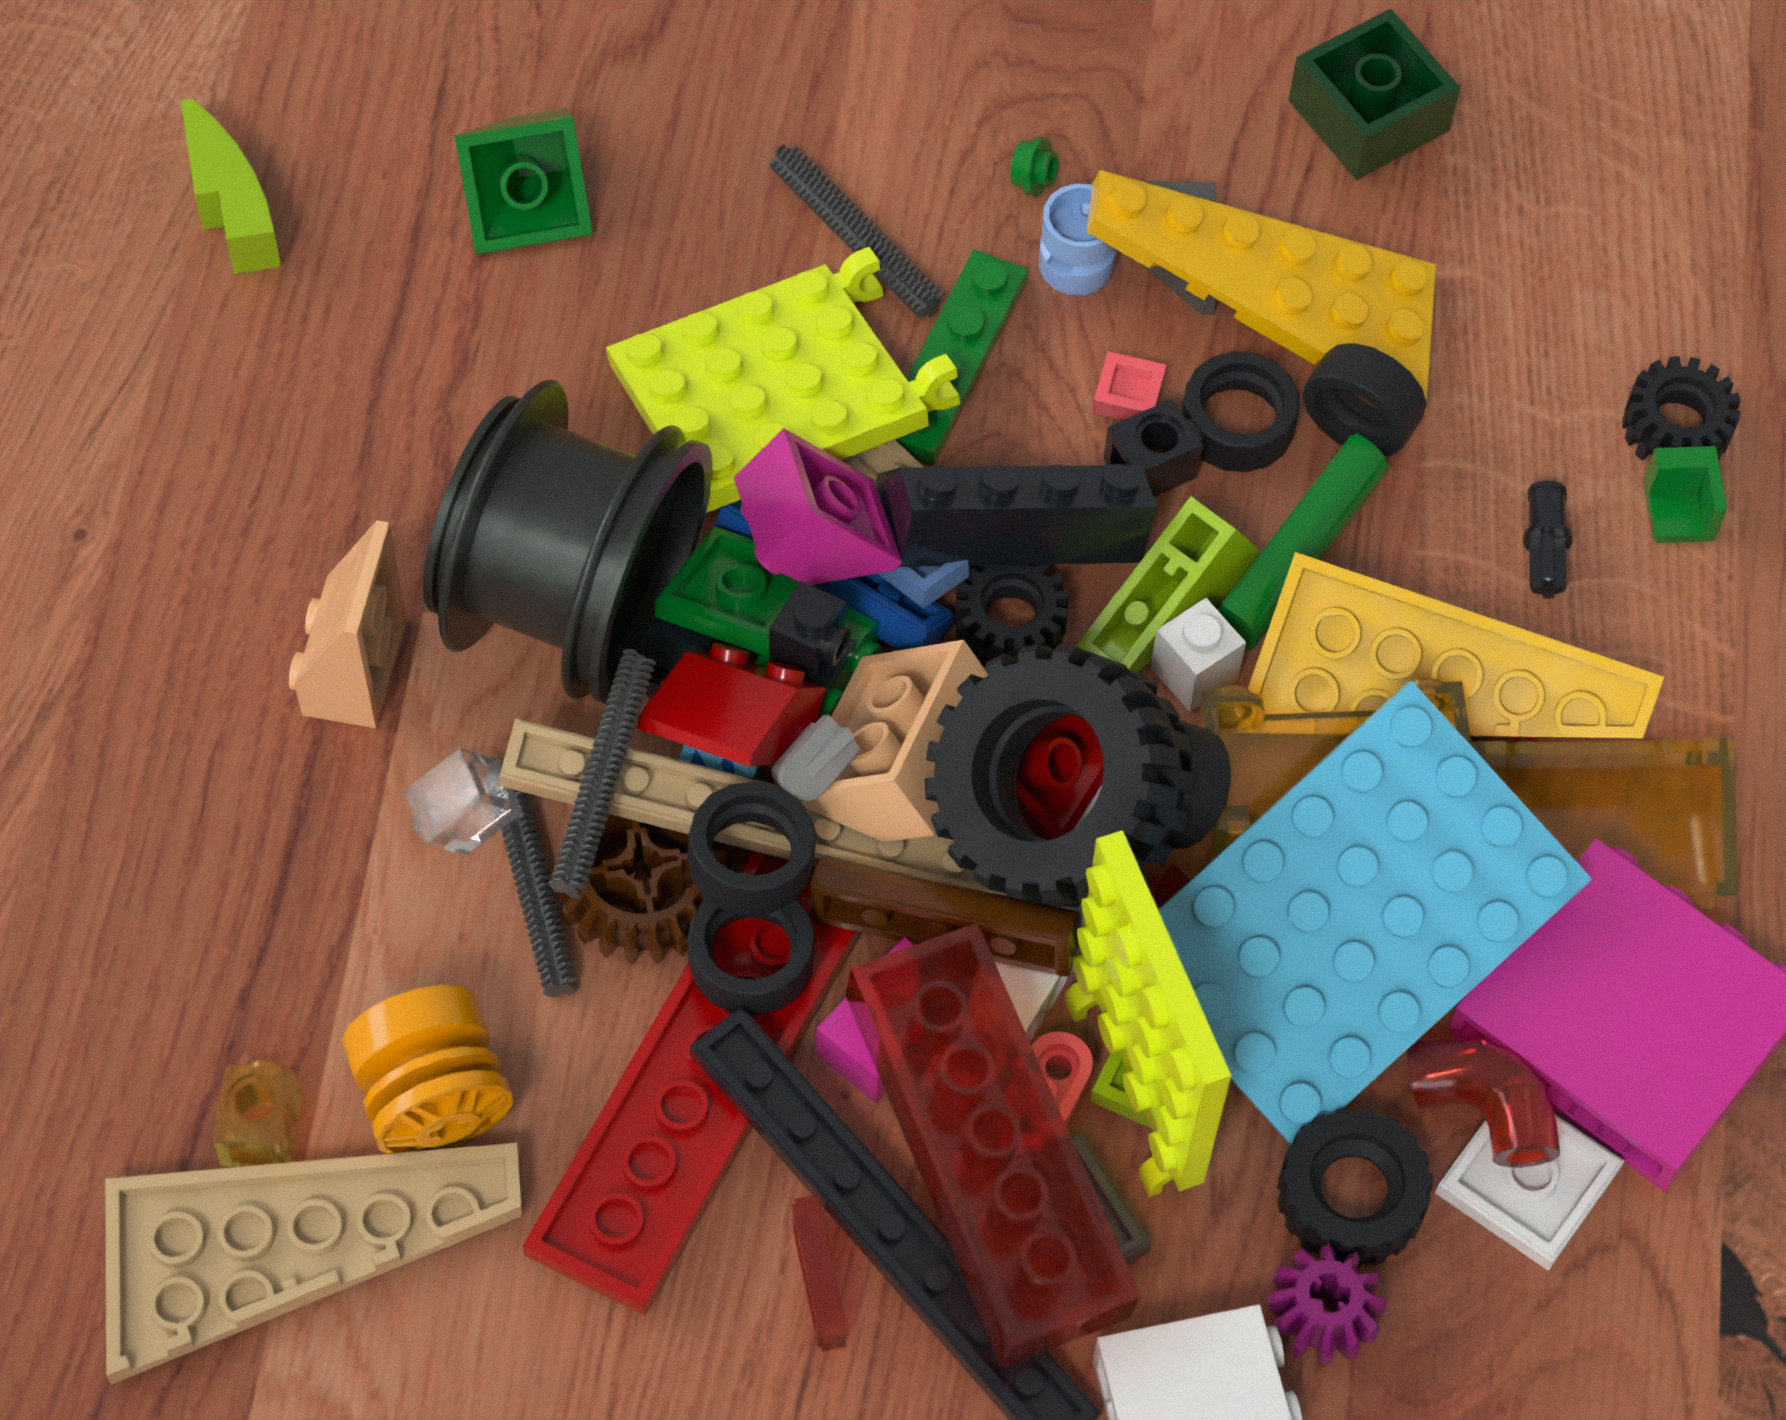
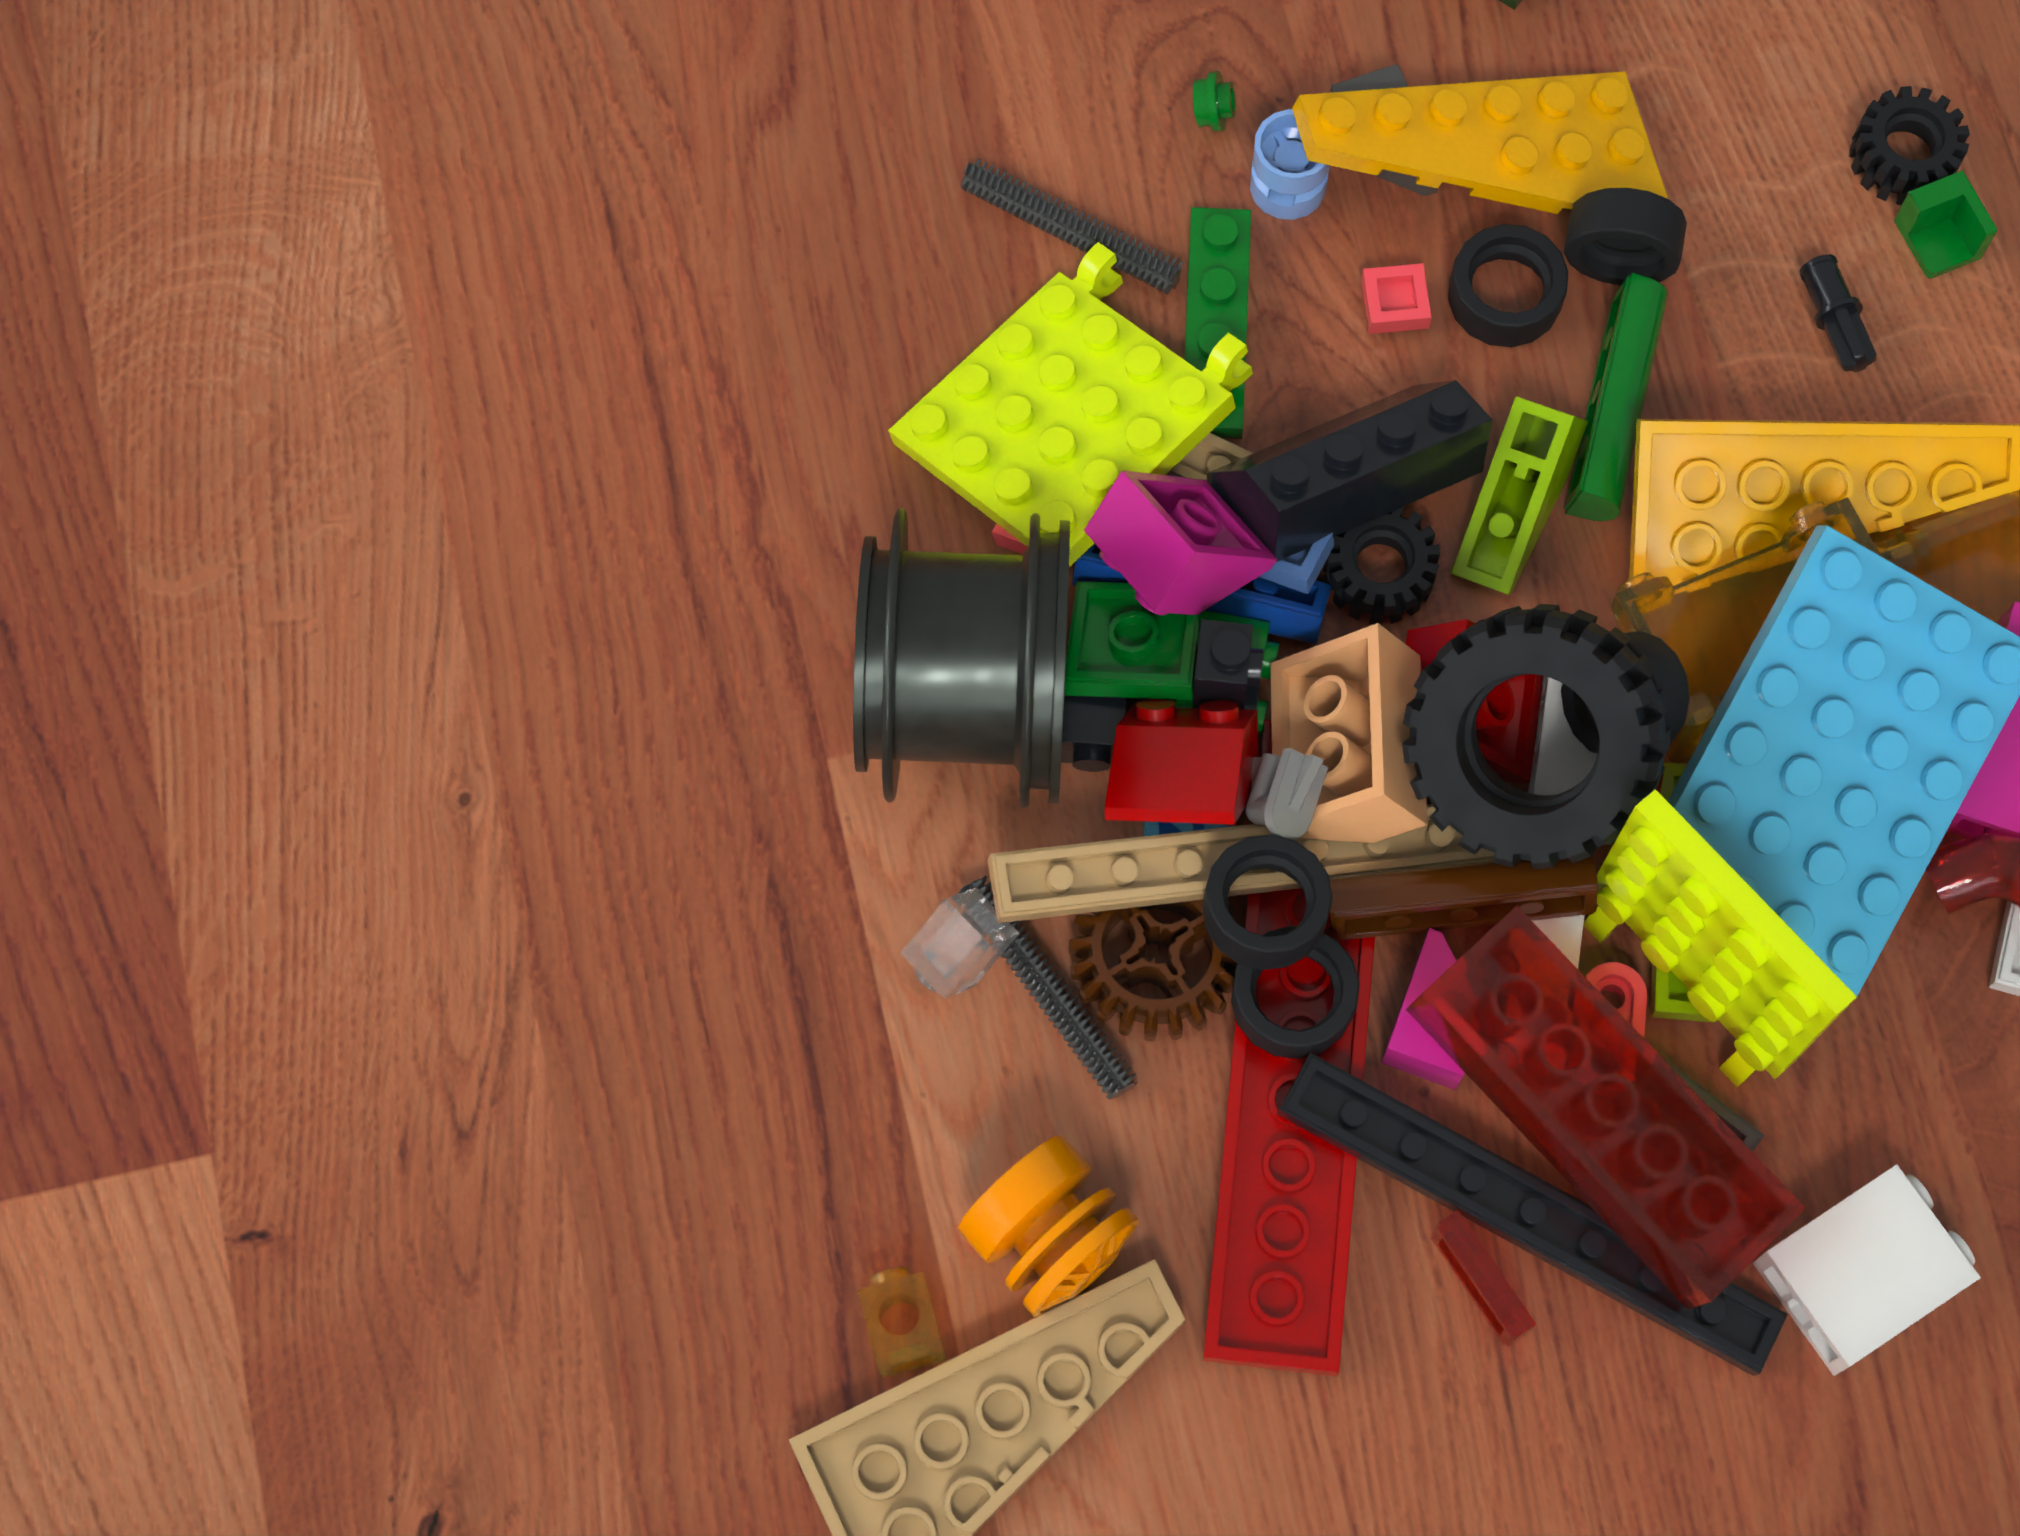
camera: 15 degrees left, 10 degrees up
(228, 192) = (456, 397): lime slope -> none
(353, 635) = (780, 816): light nougat slope -> none
(523, 181) = (739, 286): green slope -> none
(602, 774) = (1096, 880): dark grey axle -> none
(1160, 428) = (1447, 328): black brick -> none
(1197, 653) = (1572, 545): white brick -> none
(1348, 1295) = (1948, 1113): magenta gear -> none
(1365, 1137) = (1962, 981): black tyre -> none

